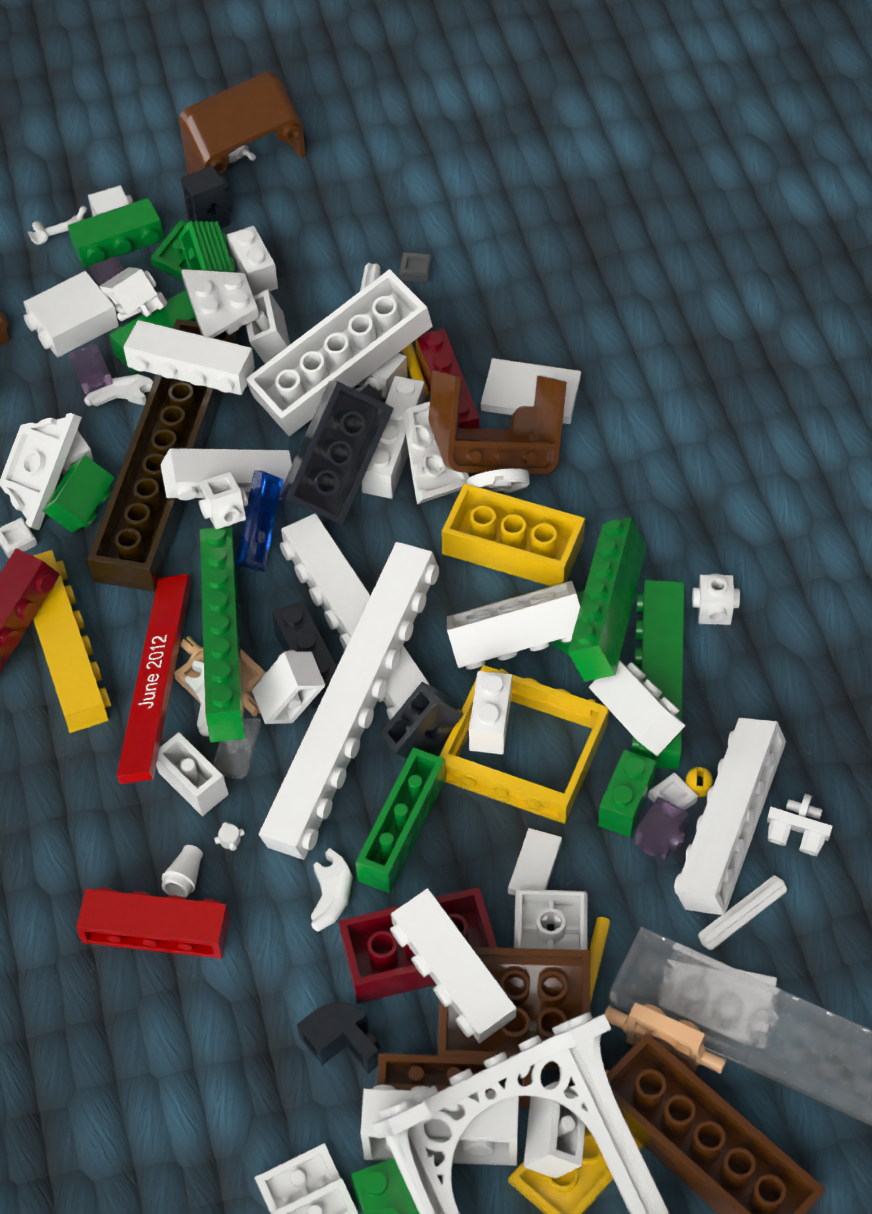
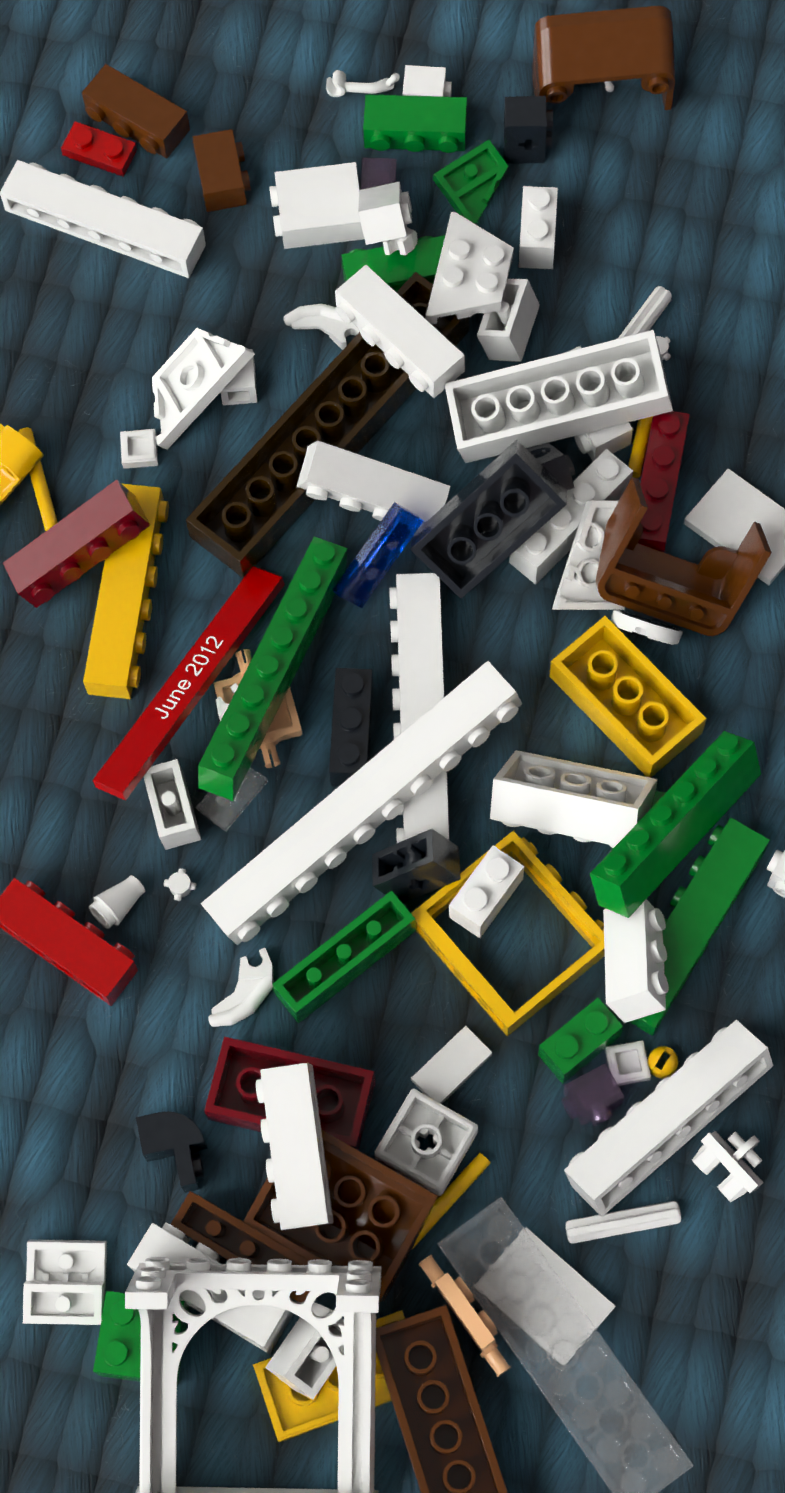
camera: 30 degrees right, 15 degrees up
(79, 494) = (220, 433): green piece -> none
(90, 368) = (304, 285): clear purple brick -> none
(206, 247) = (494, 196): green brick -> none
(226, 506) = (346, 522): white brick -> none
(288, 687) = (308, 760): white brick -> none
(415, 267) = (710, 312): dark grey tile -> none

